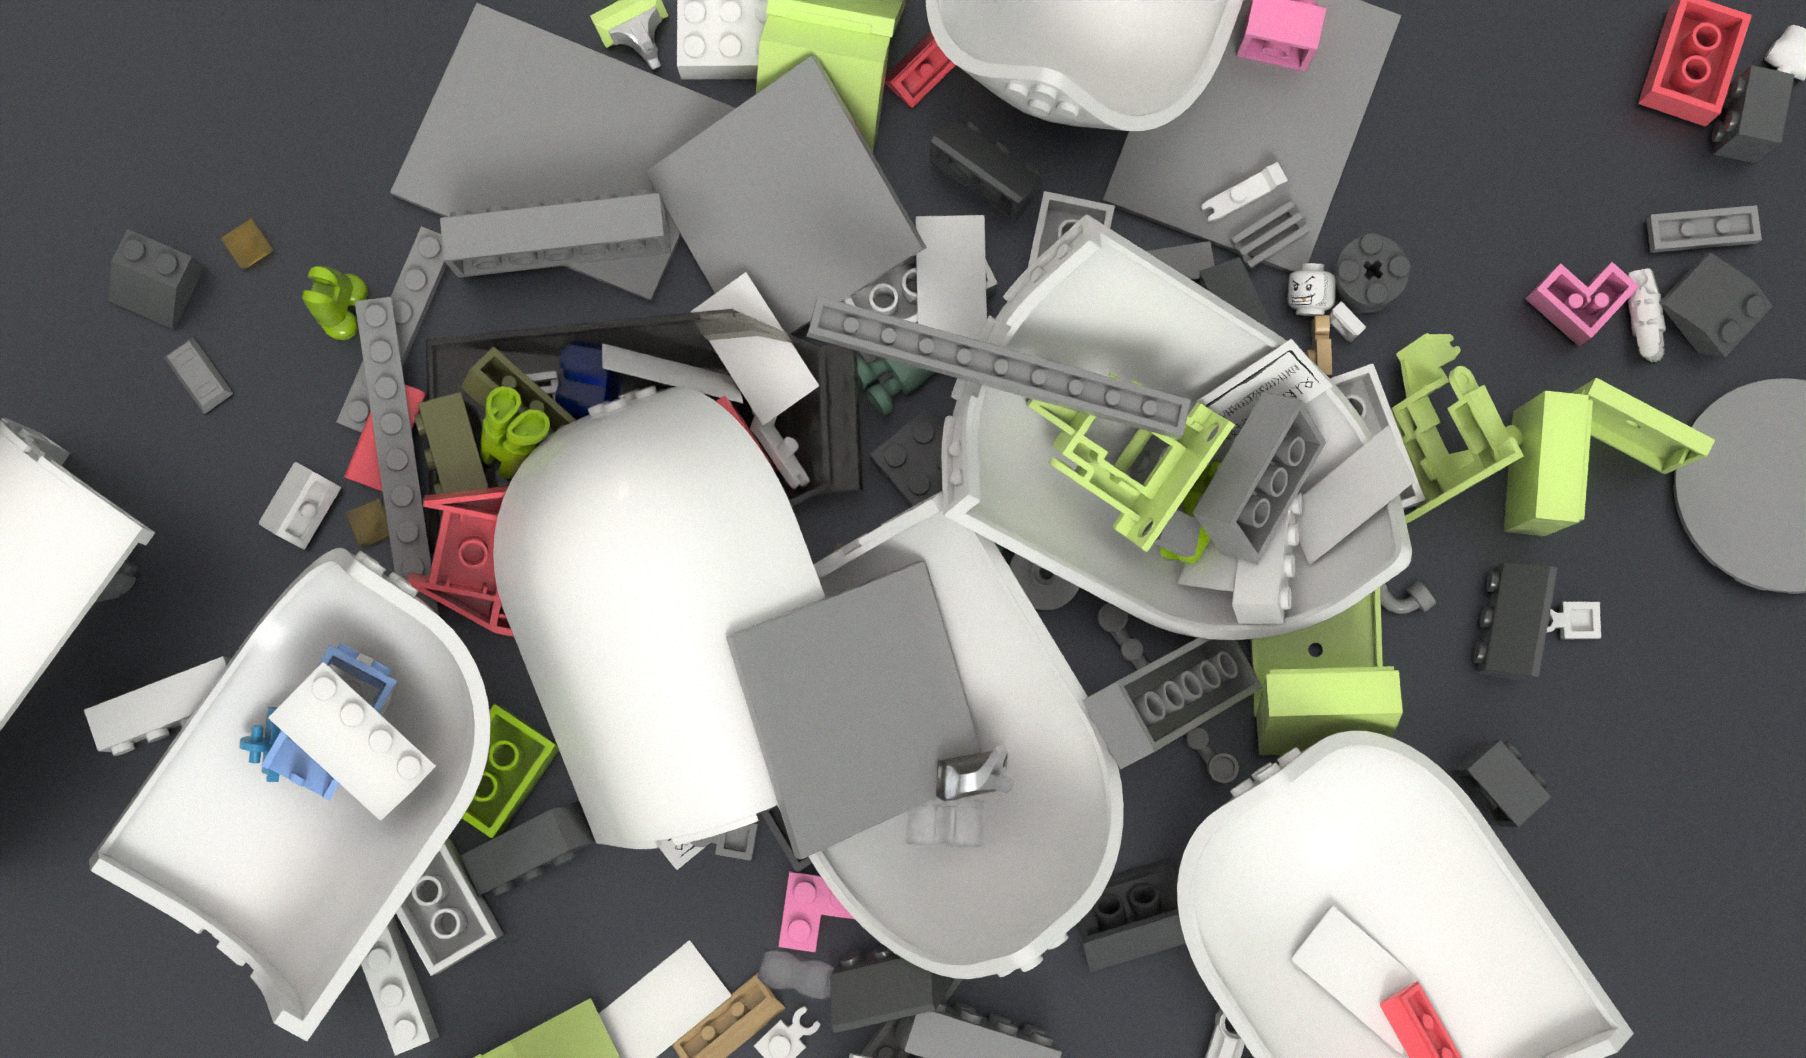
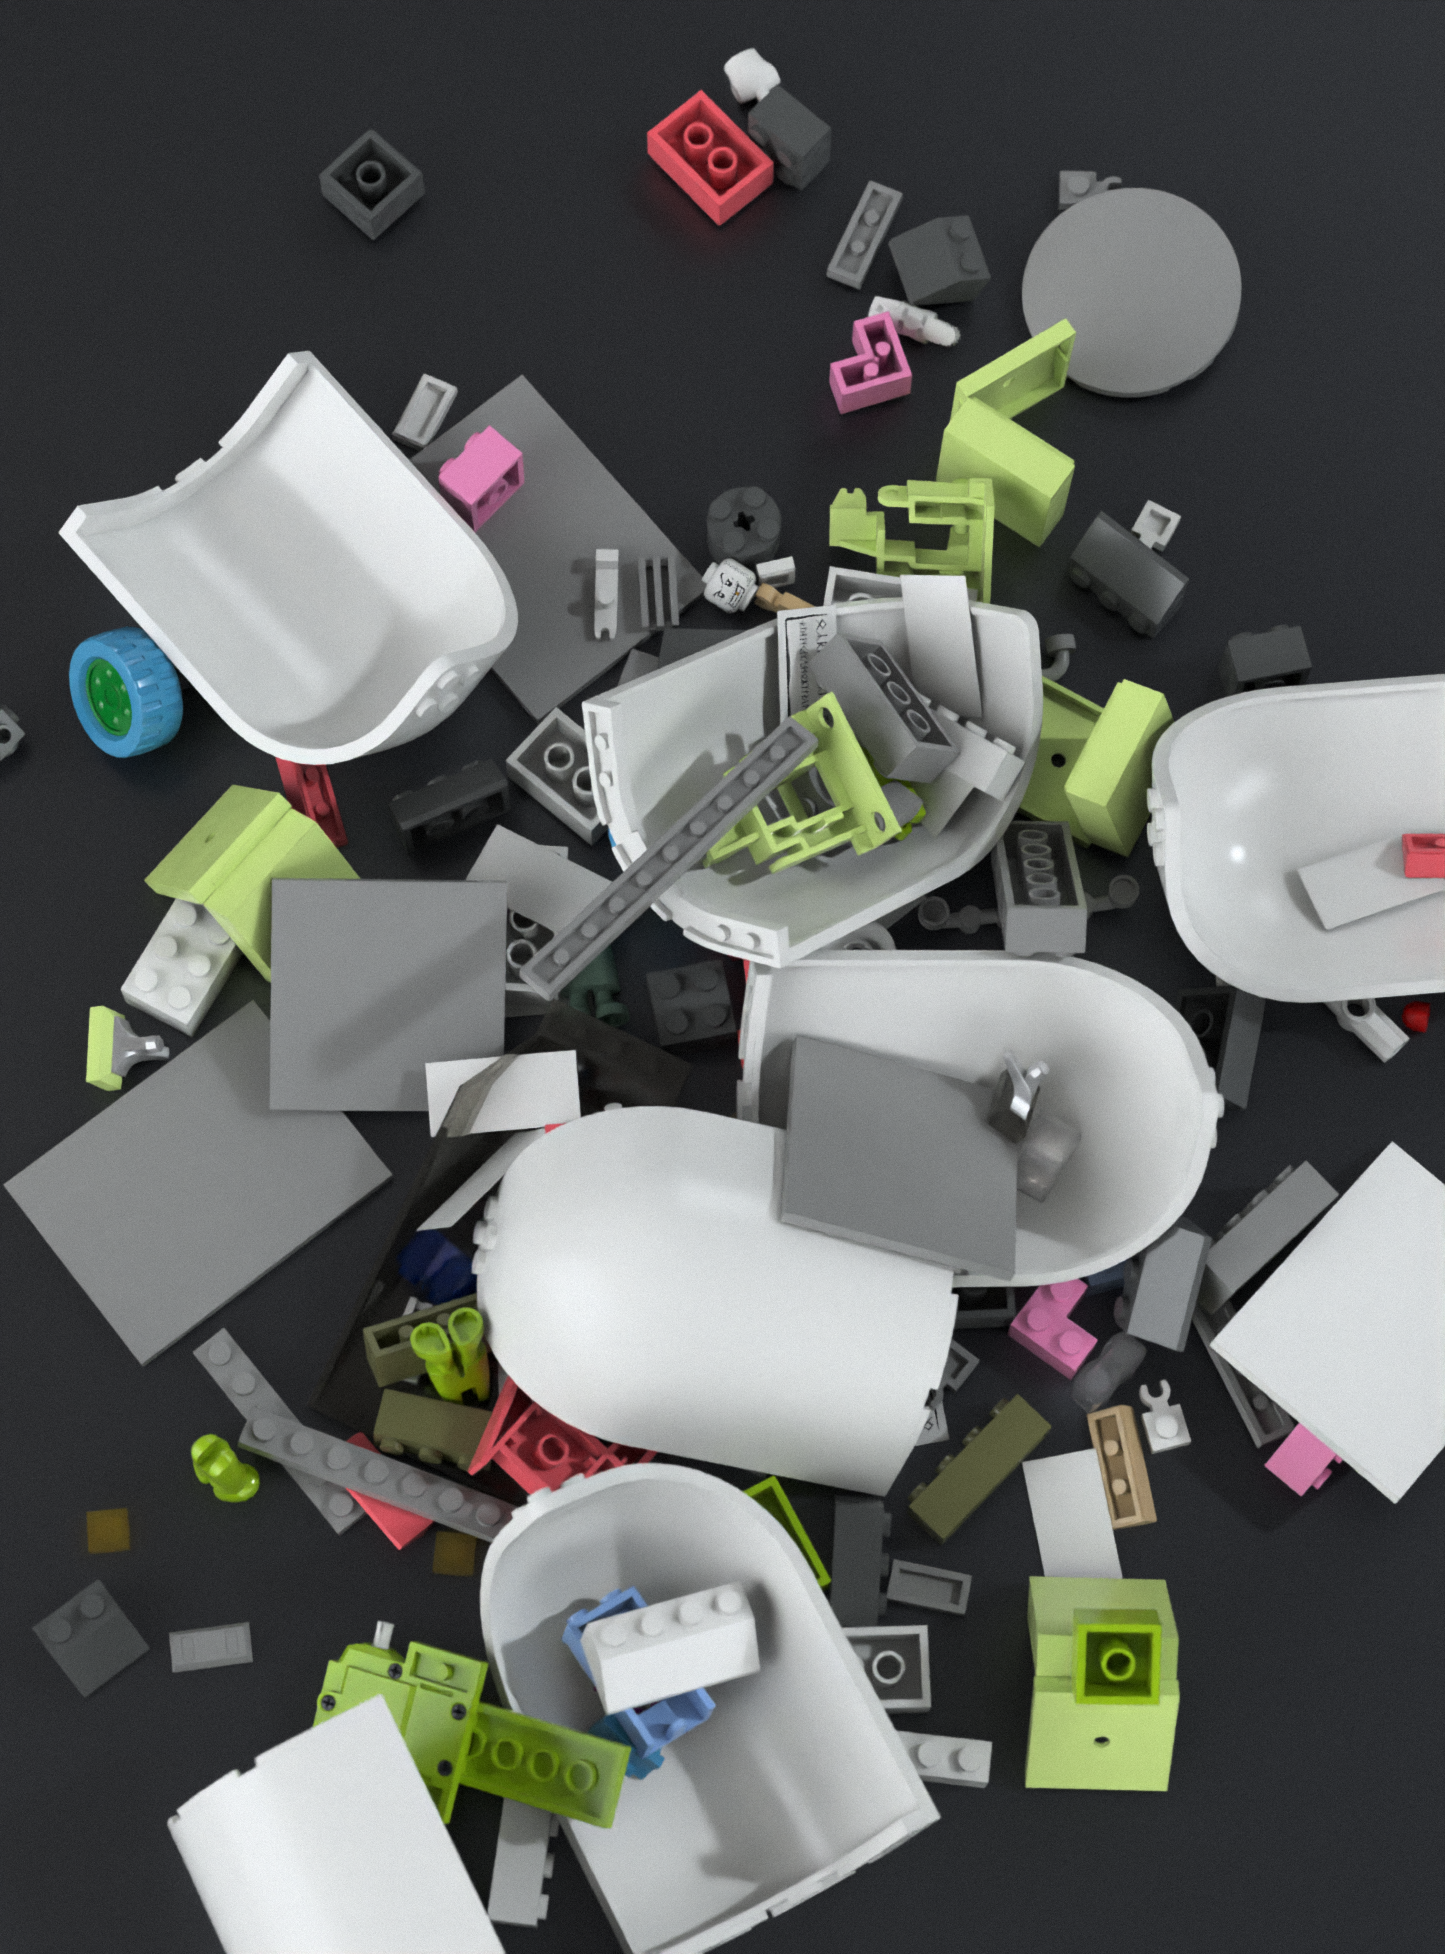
camera: 65 degrees left, 10 degrees down
(196, 582) = (474, 1742): none -> lime piece
(299, 505) = (397, 1599): white panel -> none
(542, 919) = (929, 1587): none -> light grey tile
(555, 234) = (285, 1218): light grey brick -> none
(659, 908) = (978, 1468): none -> olive brick

